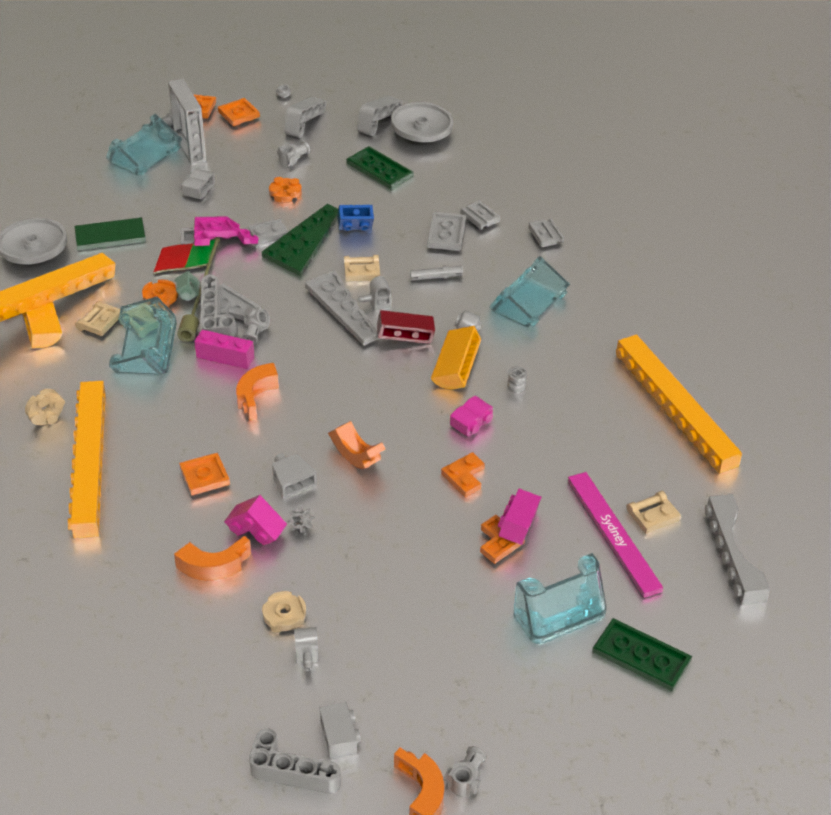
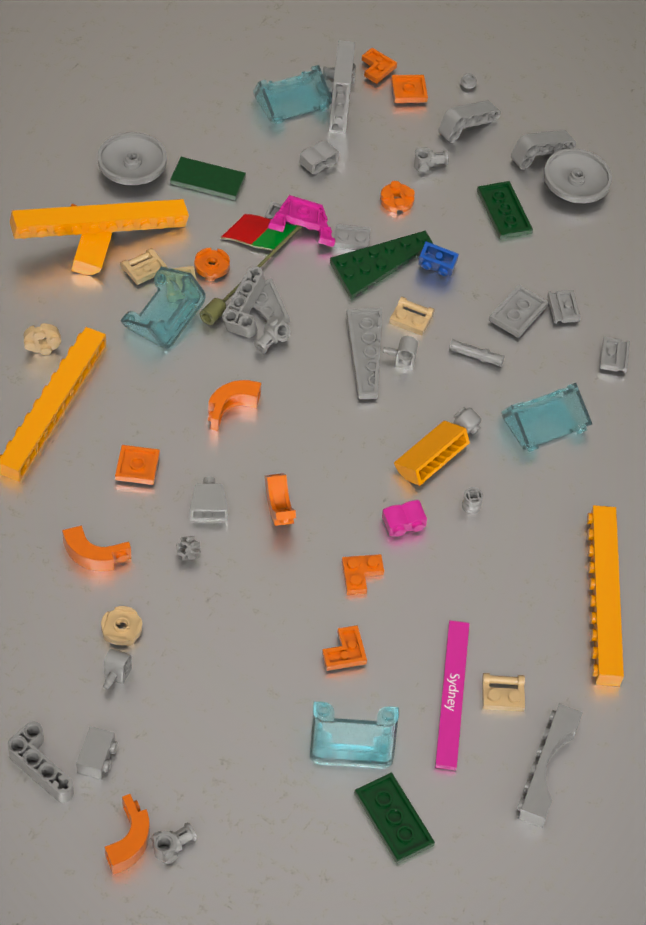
camera: 25 degrees right, 10 degrees up
(185, 288) = (234, 269): sand green brick -> none
(224, 349) = (230, 348): dark pink brick -> none
(258, 518) = (149, 530): dark pink brick -> none
(405, 327) = (405, 399): dark red brick -> none
(518, 516) = (373, 638): dark pink brick -> none

